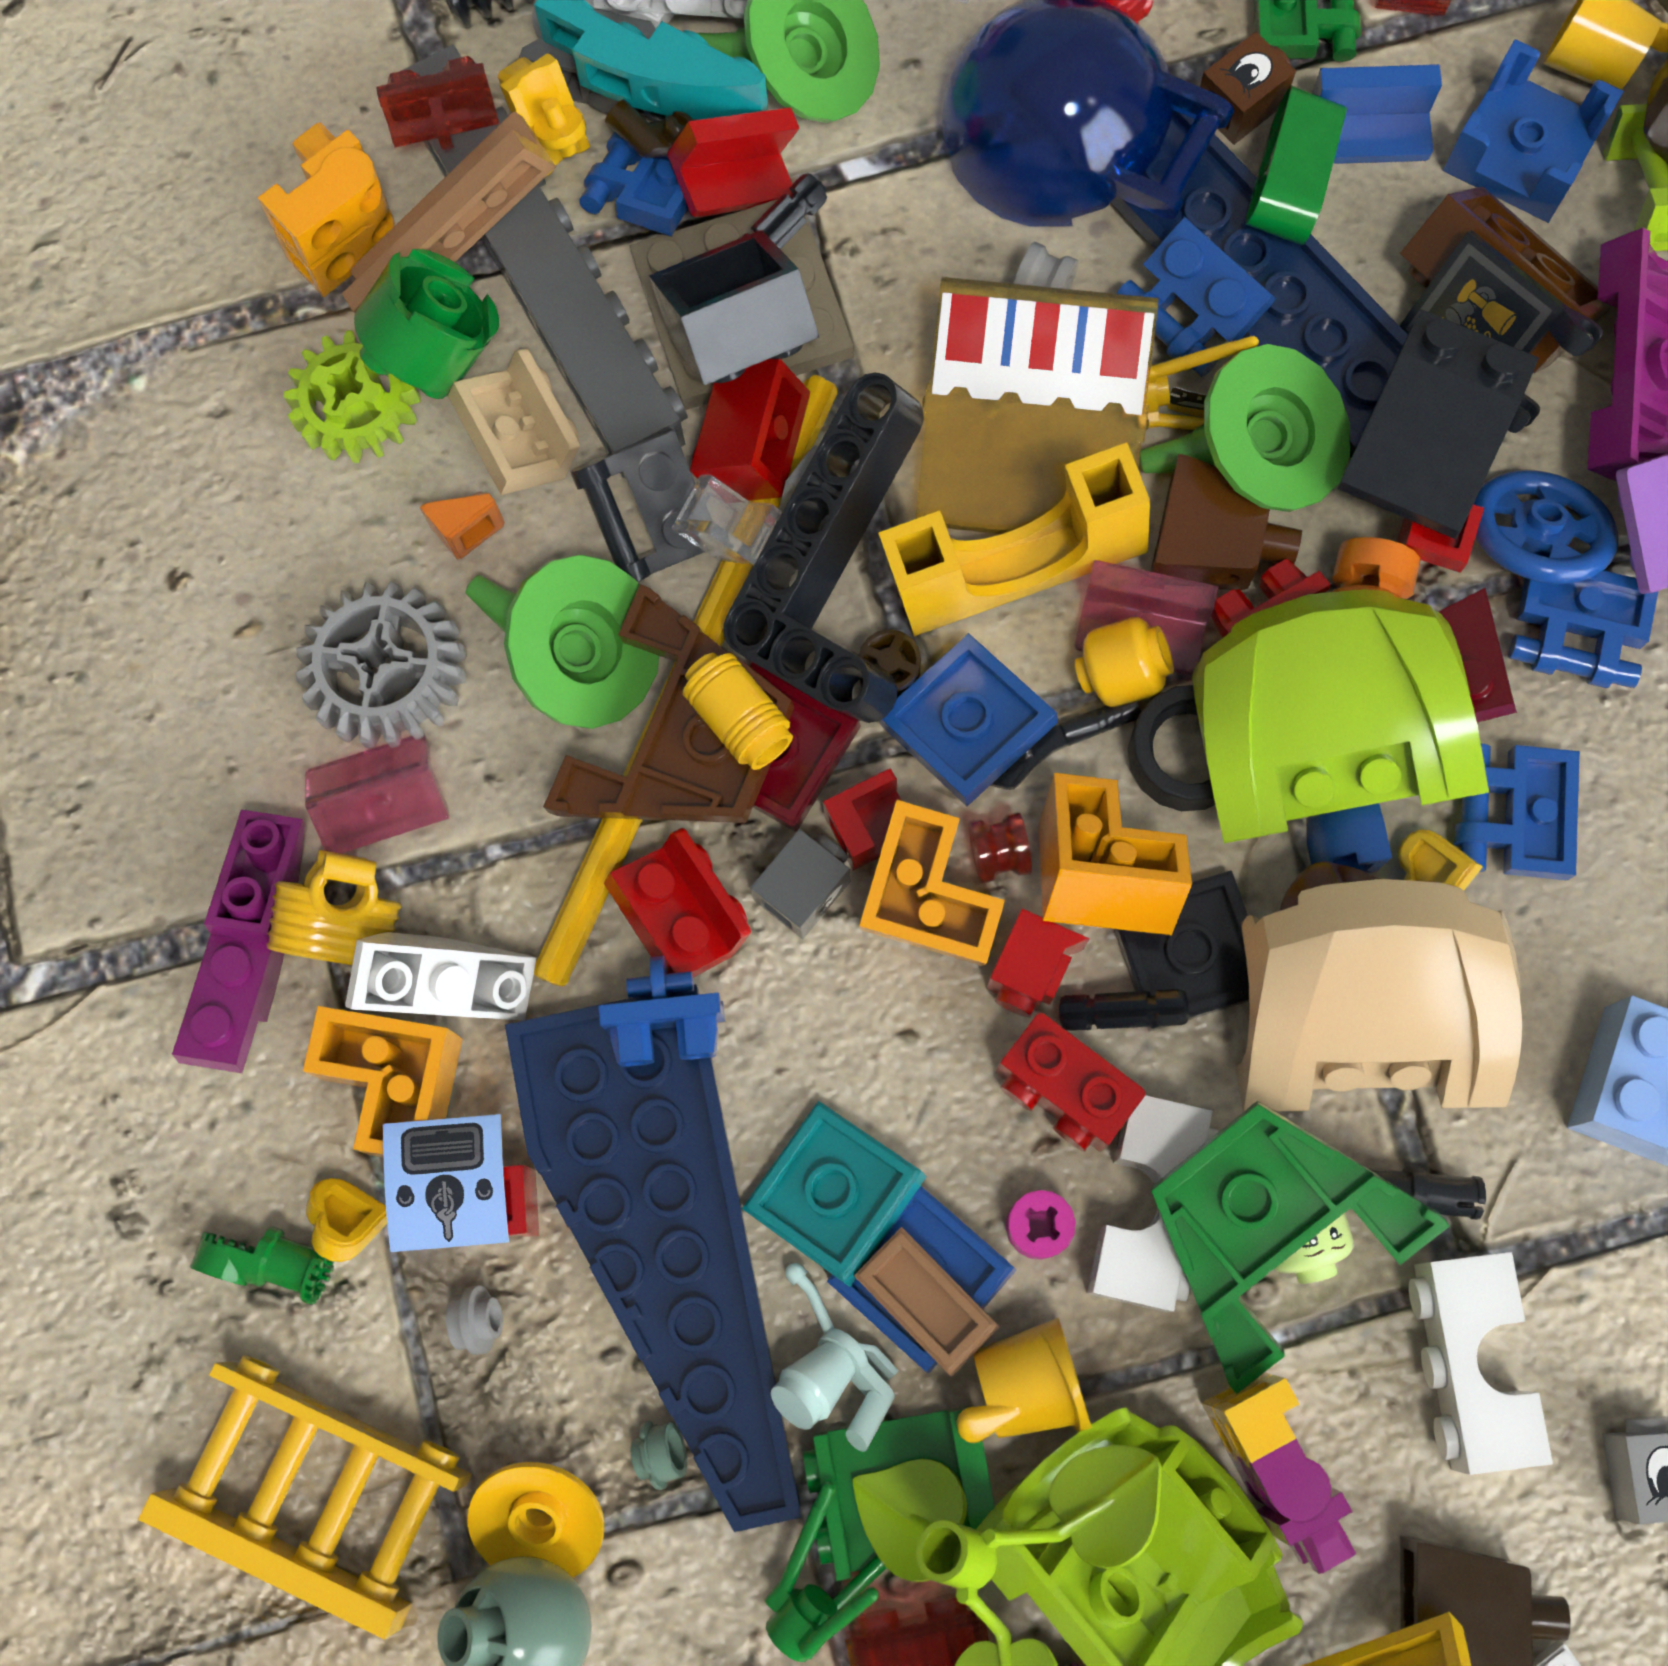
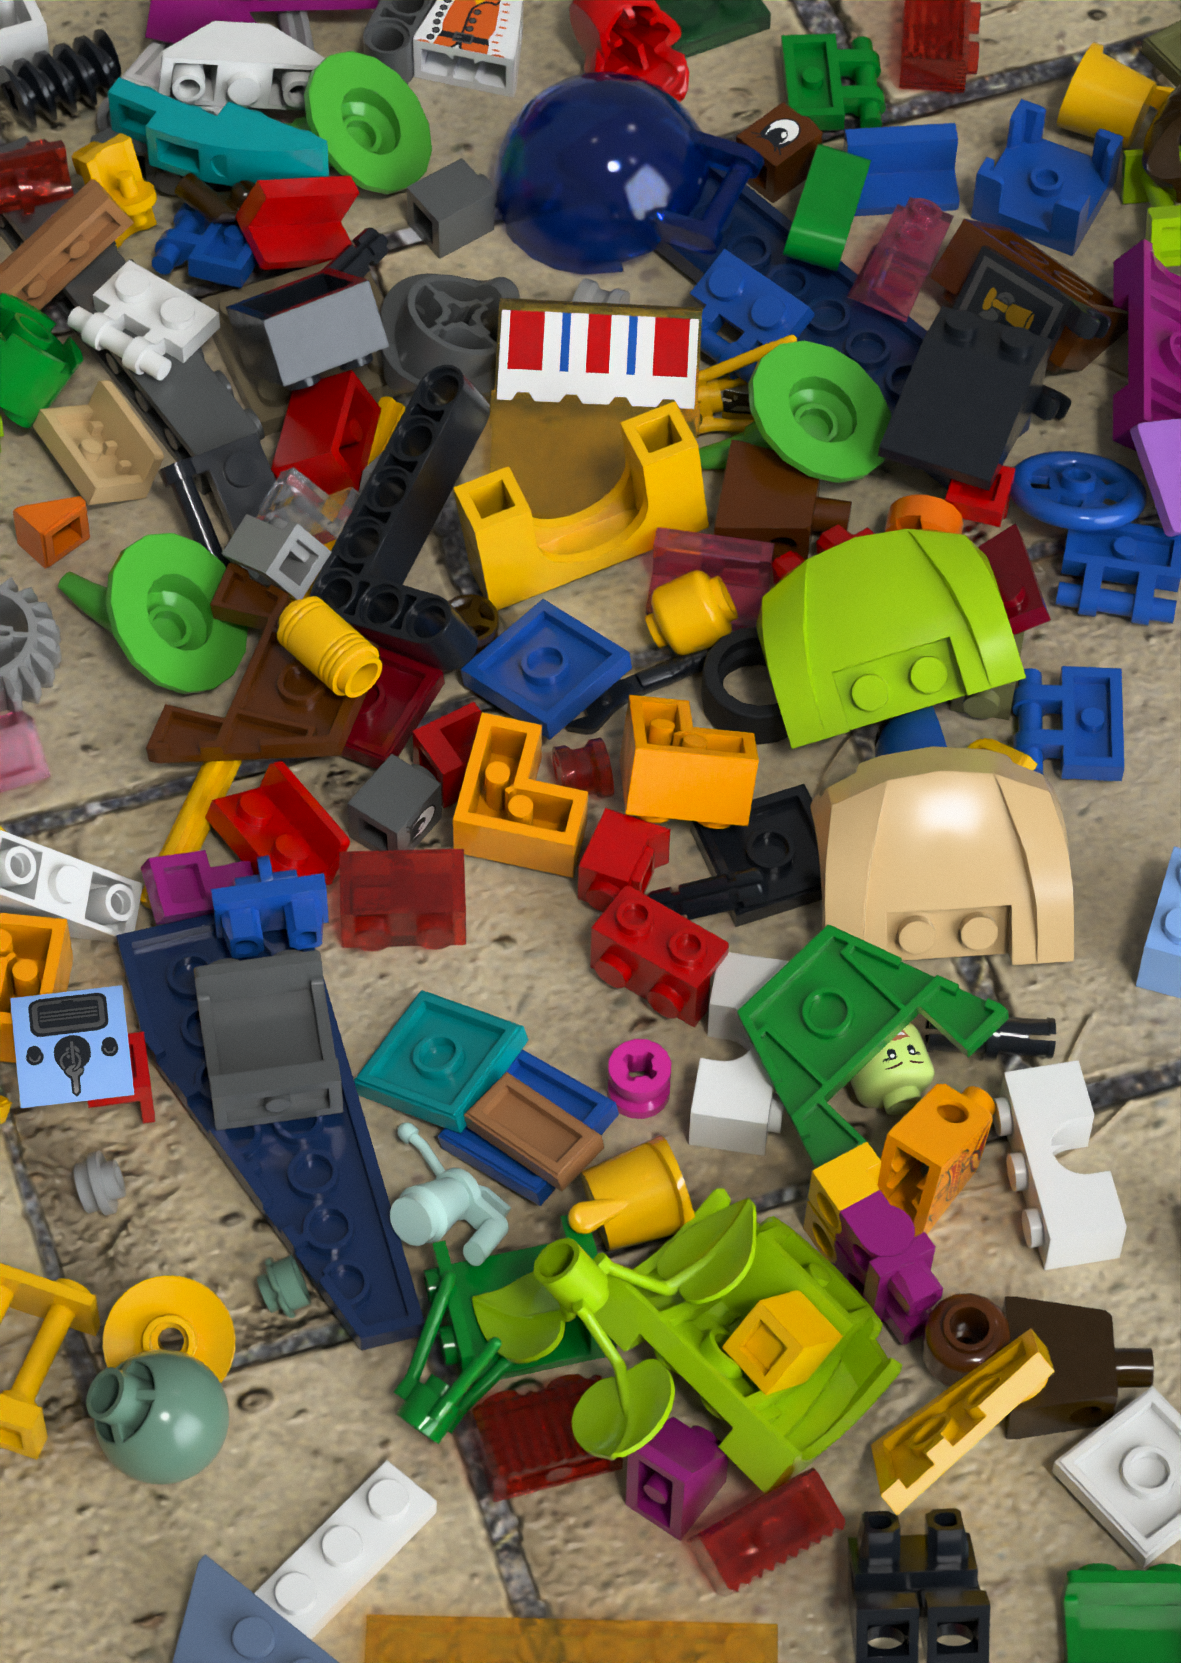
camera: 10 degrees left, 20 degrees down
(573, 269) = (154, 311): none -> white plate
(580, 973) = (183, 882): none -> magenta plate
(653, 1175) = (267, 1039): none -> dark grey panel
(689, 580) = (277, 554): none -> light grey brick
(803, 995) = (402, 898): none -> clear red brick
(880, 304) = (439, 323): none -> dark grey piece
(896, 143) = (451, 207): none -> dark grey brick
(1179, 1601) = (782, 1341): none -> yellow panel
(1352, 1350) = (947, 1135): none -> light orange torso
(1373, 234) = (902, 258): none -> clear pink window
(1386, 1601) = (962, 1336): none -> reddish brown head

